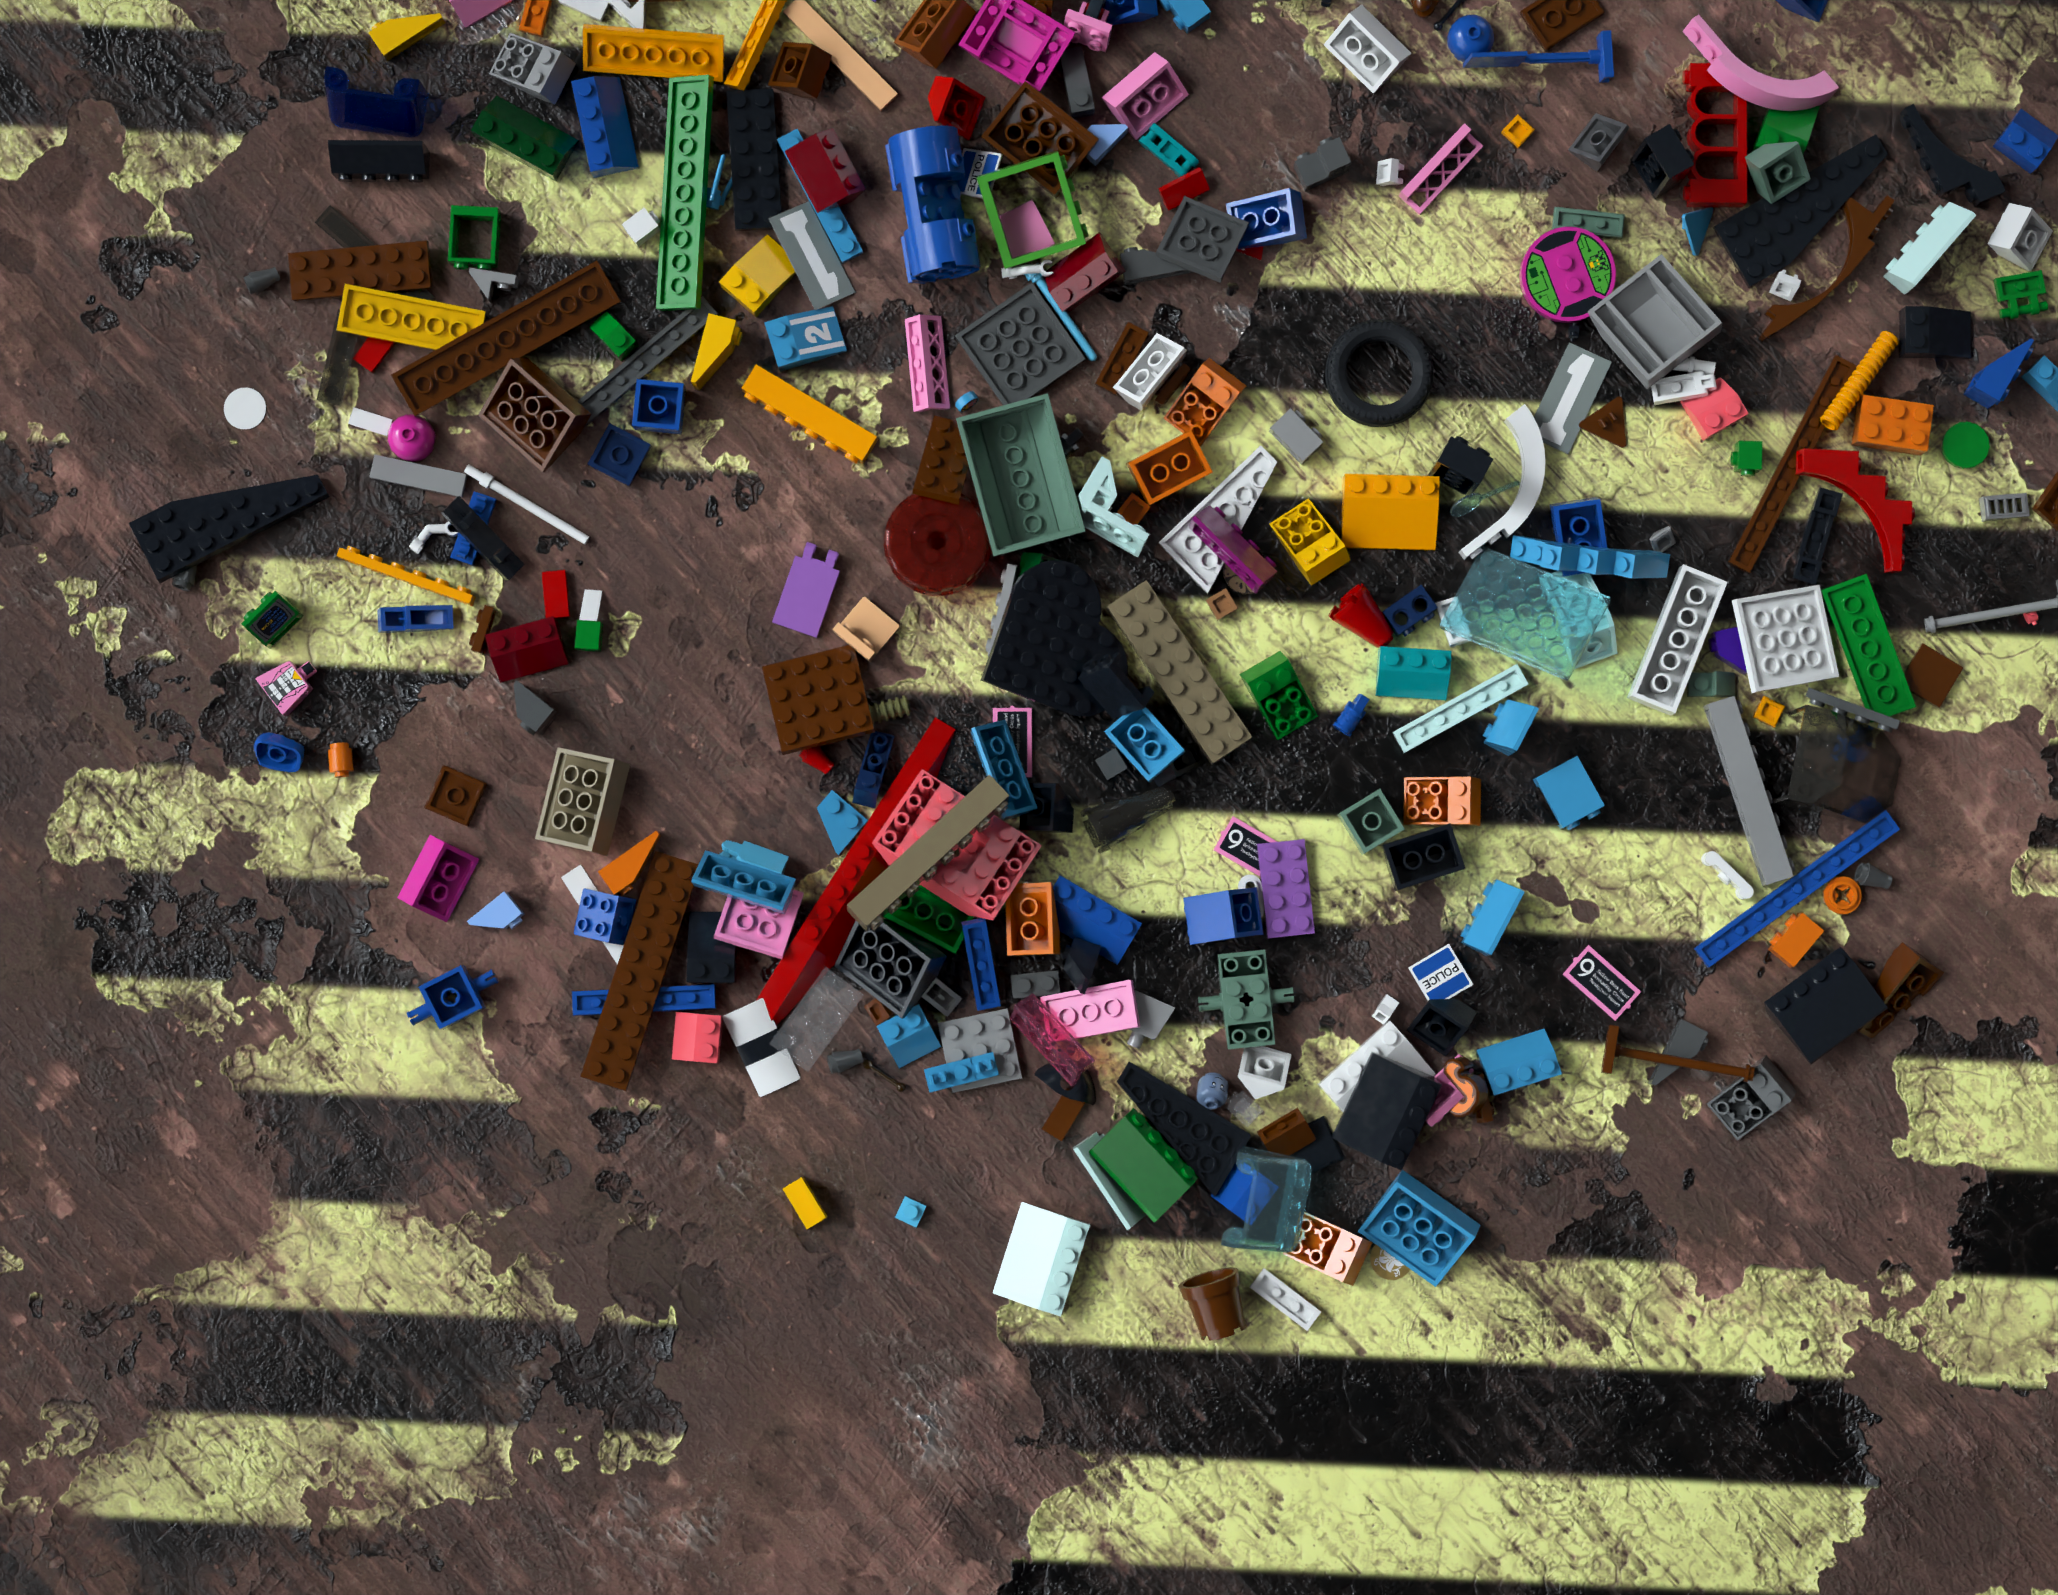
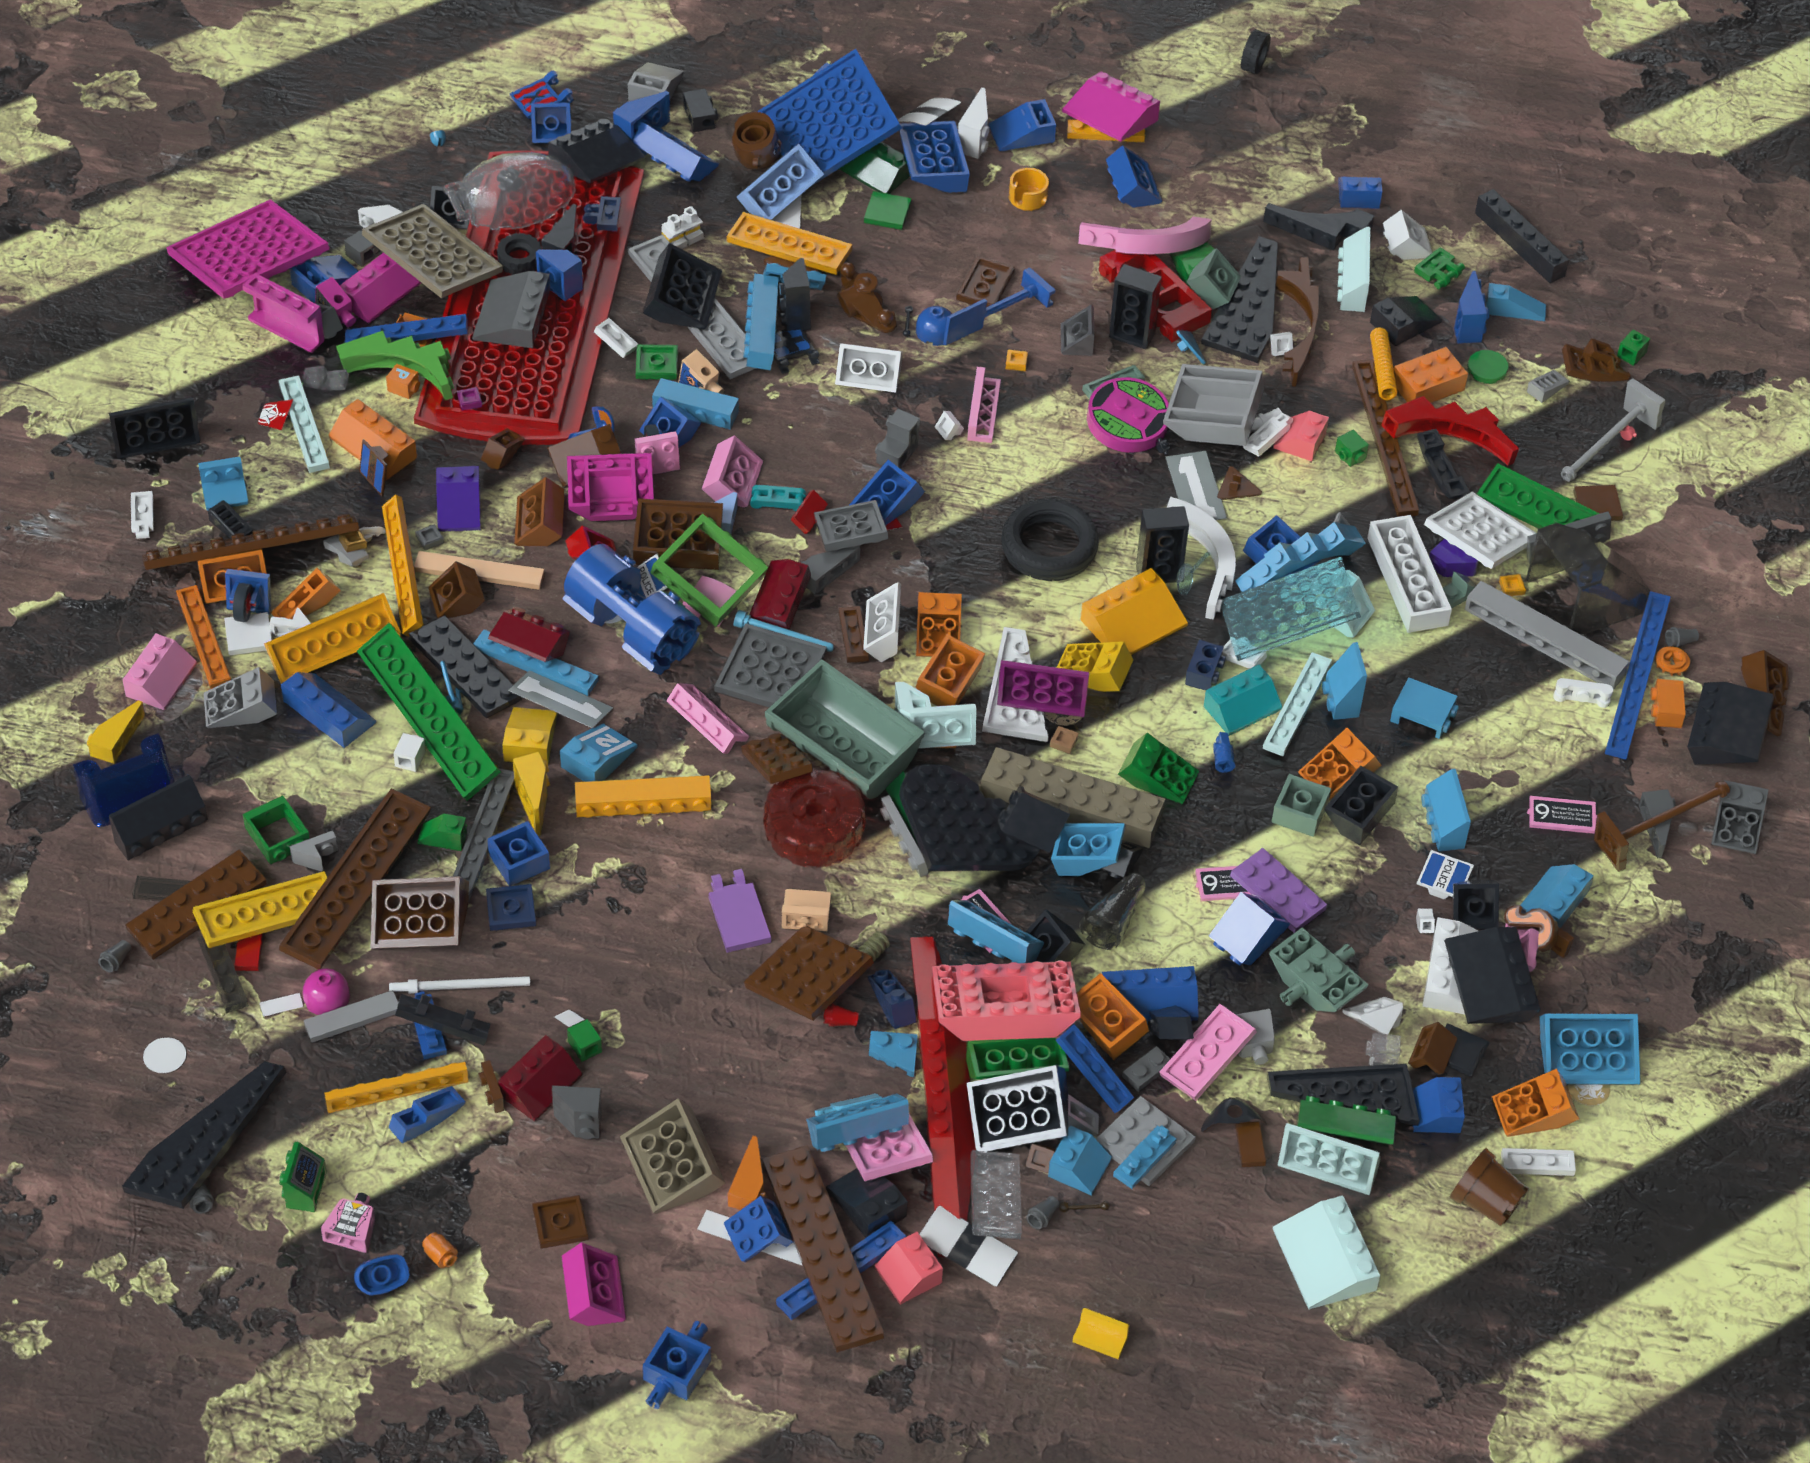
camera: 40 degrees left, 35 degrees down
(419, 542) = (388, 1059): white arm -> none
(499, 913) = (667, 1281): light blue slope -> none
(524, 137) = (268, 751): dark green slope -> none
(555, 594) = (530, 1028): red tile -> none
(910, 1211) = (1191, 1290): medium azure plate -> none
(927, 853) = (993, 987): dark tan brick -> none
(966, 401) = (759, 722): dark azure tile -> none
(1013, 272) = (724, 627): white arm -> none
(1052, 1038) = (1197, 1080): clear pink fence -> none
(1077, 83) = (675, 489): dark grey slope -> none
(1111, 764) = (1073, 888): dark grey tile -> none
(1172, 386) = (906, 628): reddish brown tile -> none
(1212, 1090) = (1349, 1050): sand blue head -> none
(1274, 1201) = (1472, 1090): clear light blue windscreen -> none
(1296, 435) = (1024, 609): light grey brick -> none
(1362, 617) = (1175, 684): red cone -> none

